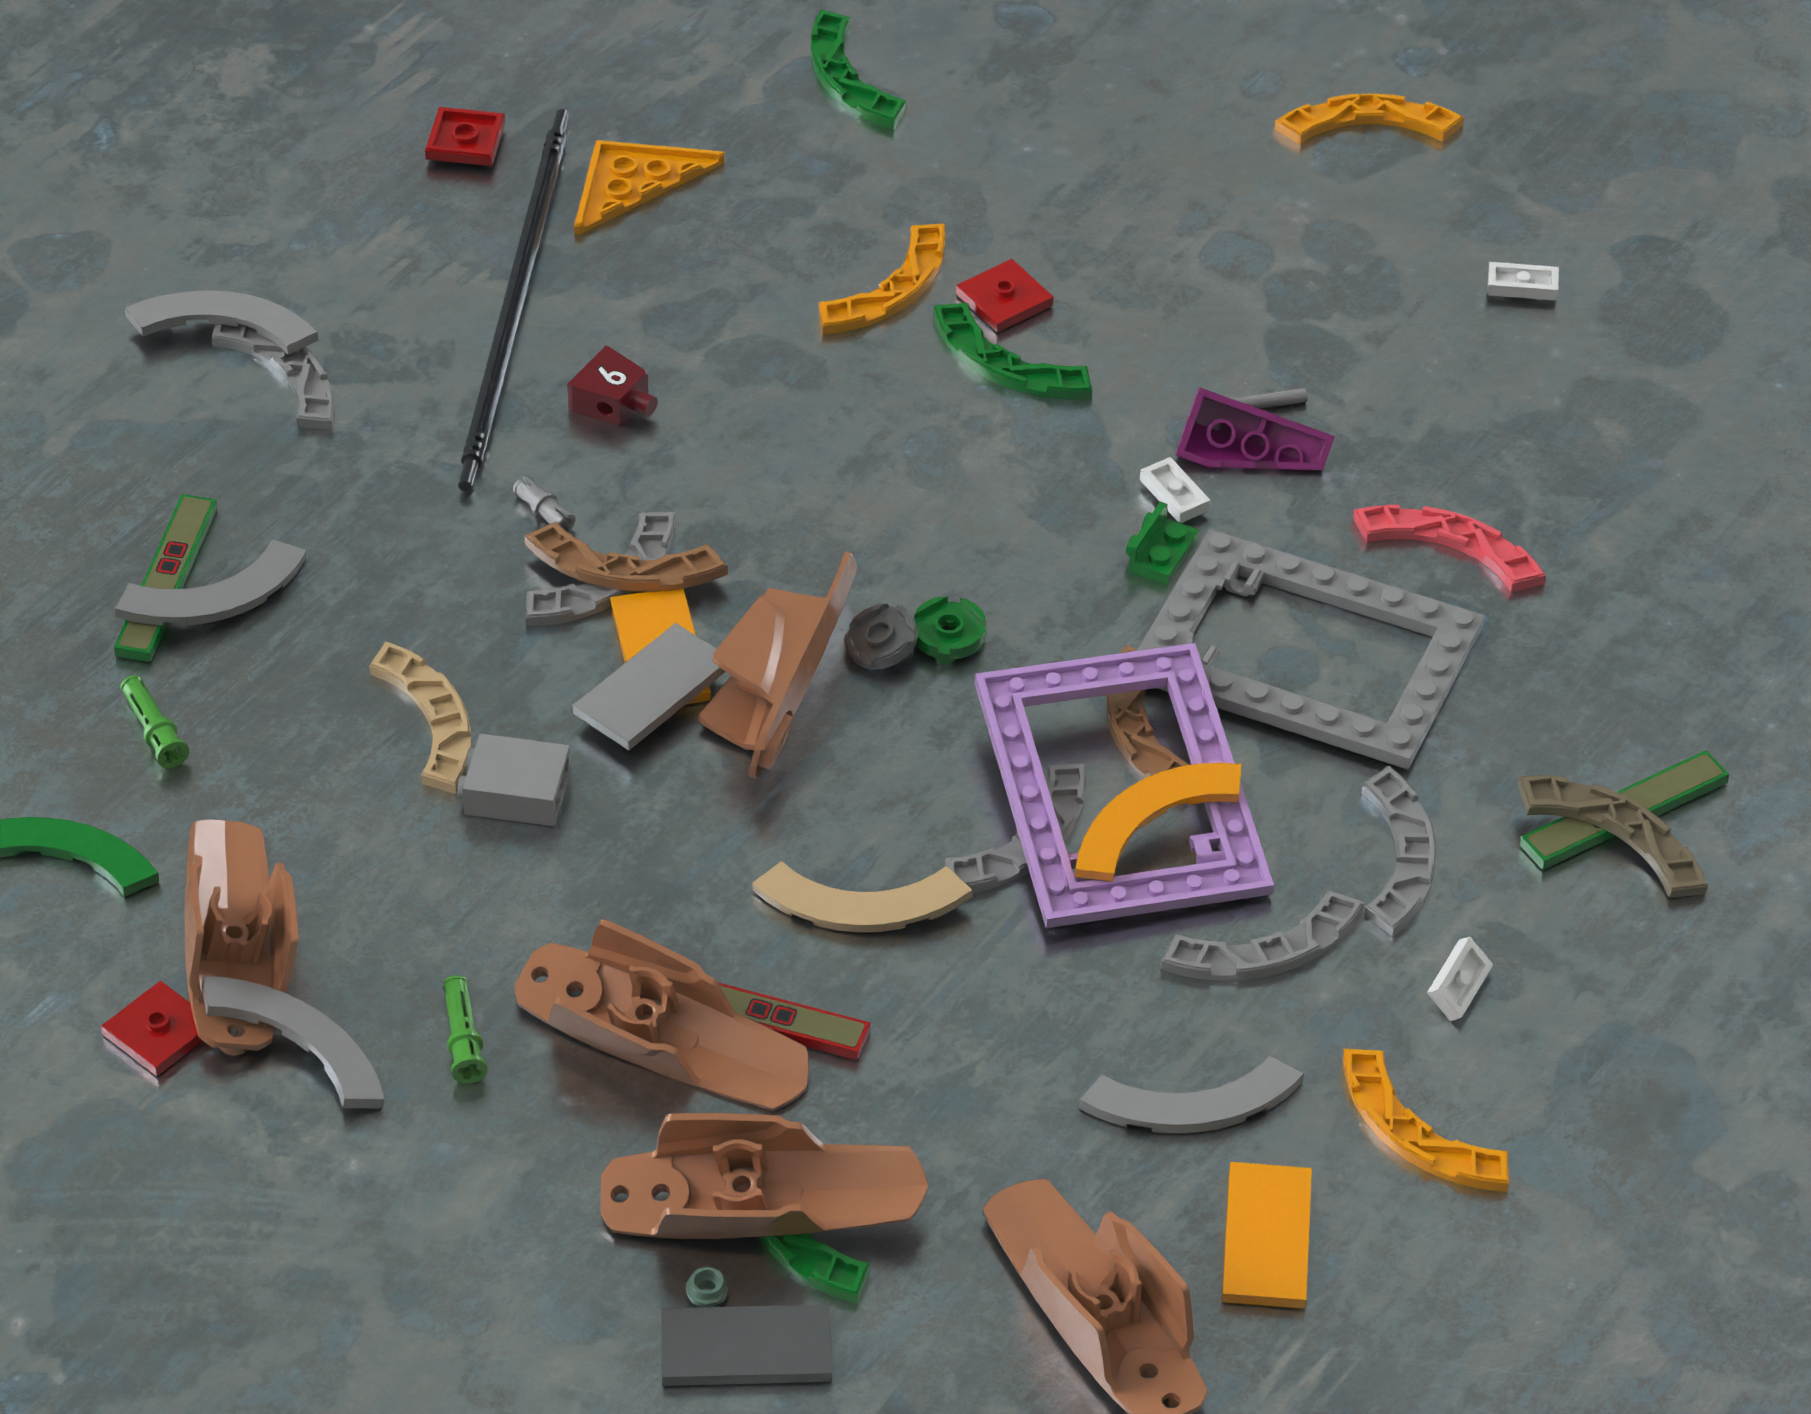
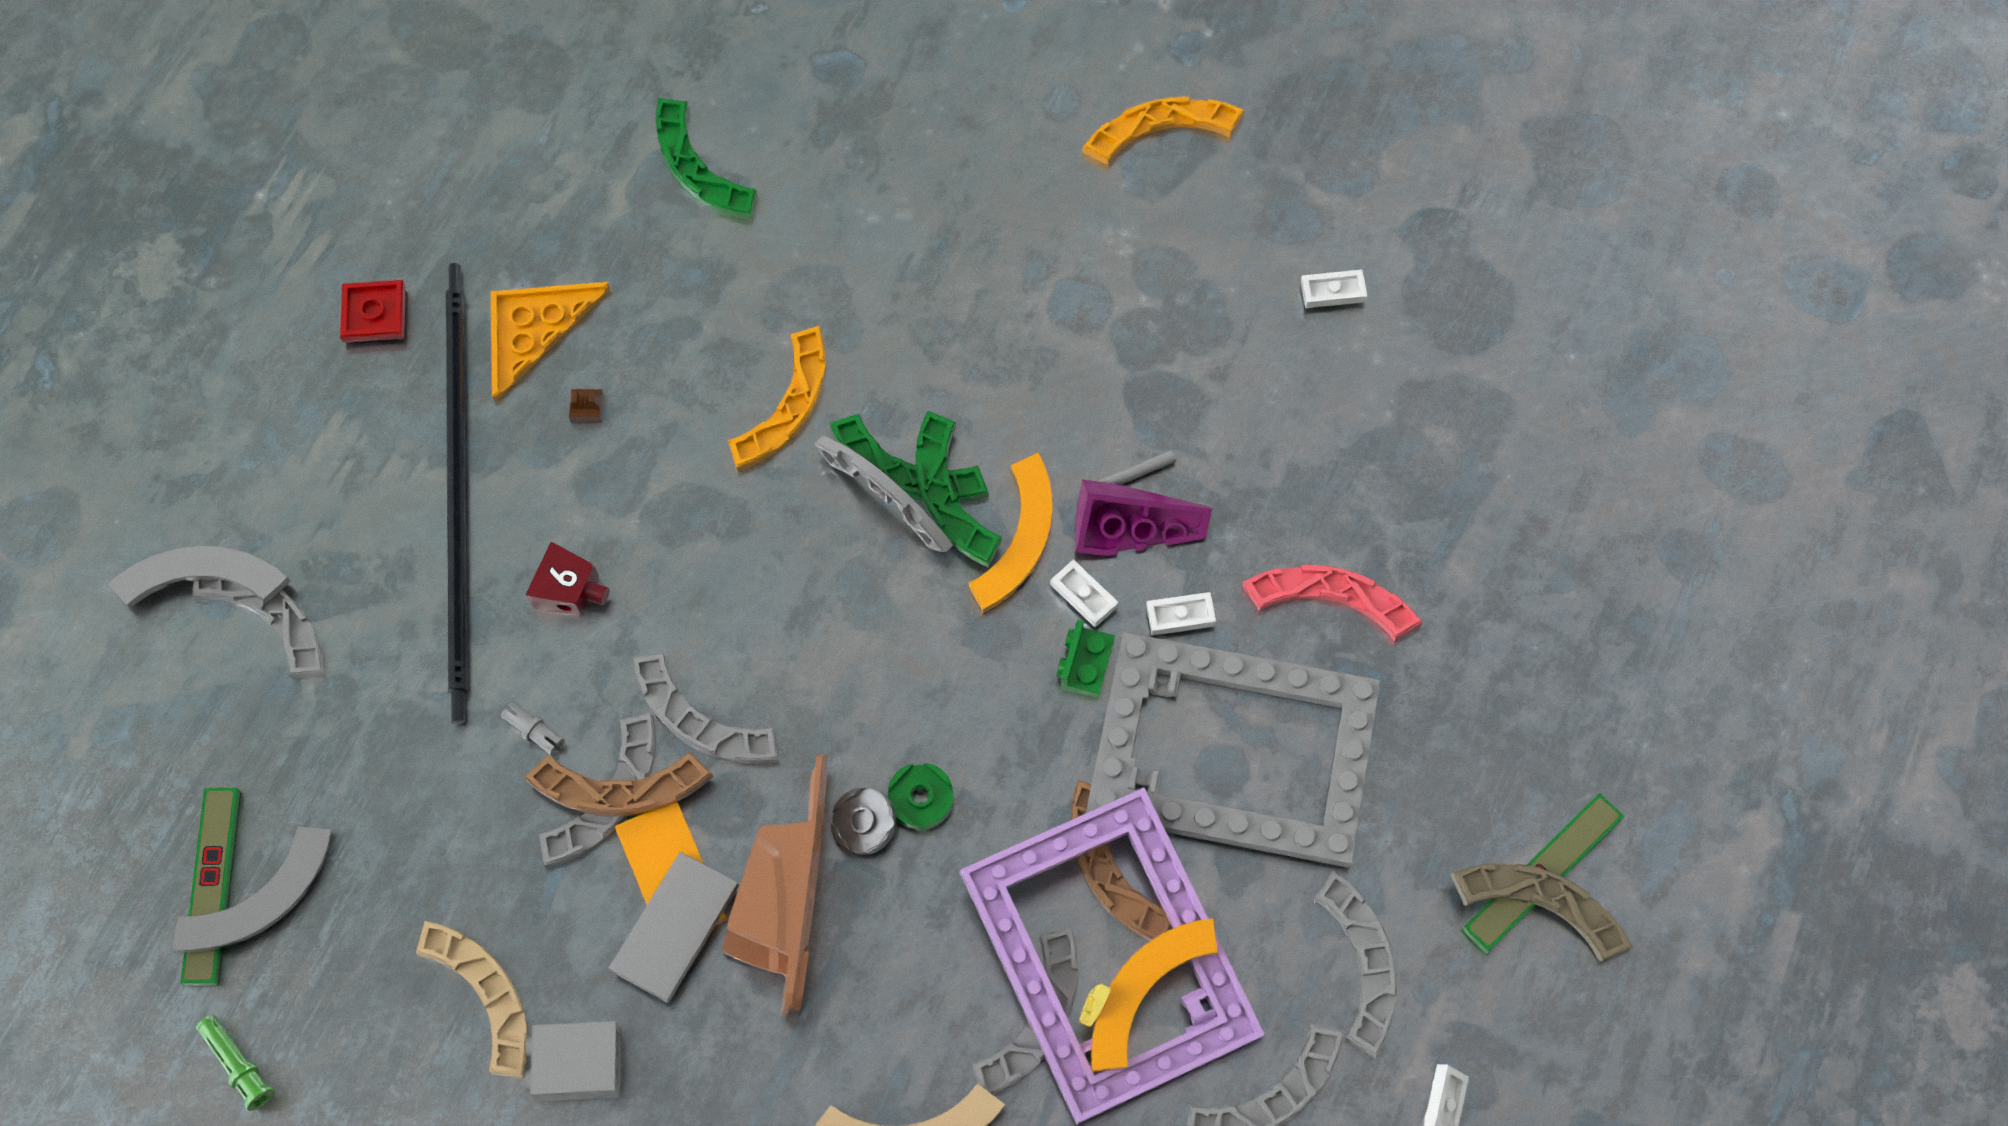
camera: 10 degrees left, 20 degrees up
(673, 250) = (586, 405): none -> reddish brown tile
(707, 526) = (694, 727): none -> light grey tile
(950, 332) = (854, 464): none -> light grey tile
(1004, 295) = (888, 396): red plate -> none
(1038, 383) = (939, 496): none -> green tile
(1099, 801) = (1094, 1004): none -> light yellow tile
(1125, 439) = (1029, 539): none -> light orange tile
(1277, 524) = (1181, 613): none -> white plate

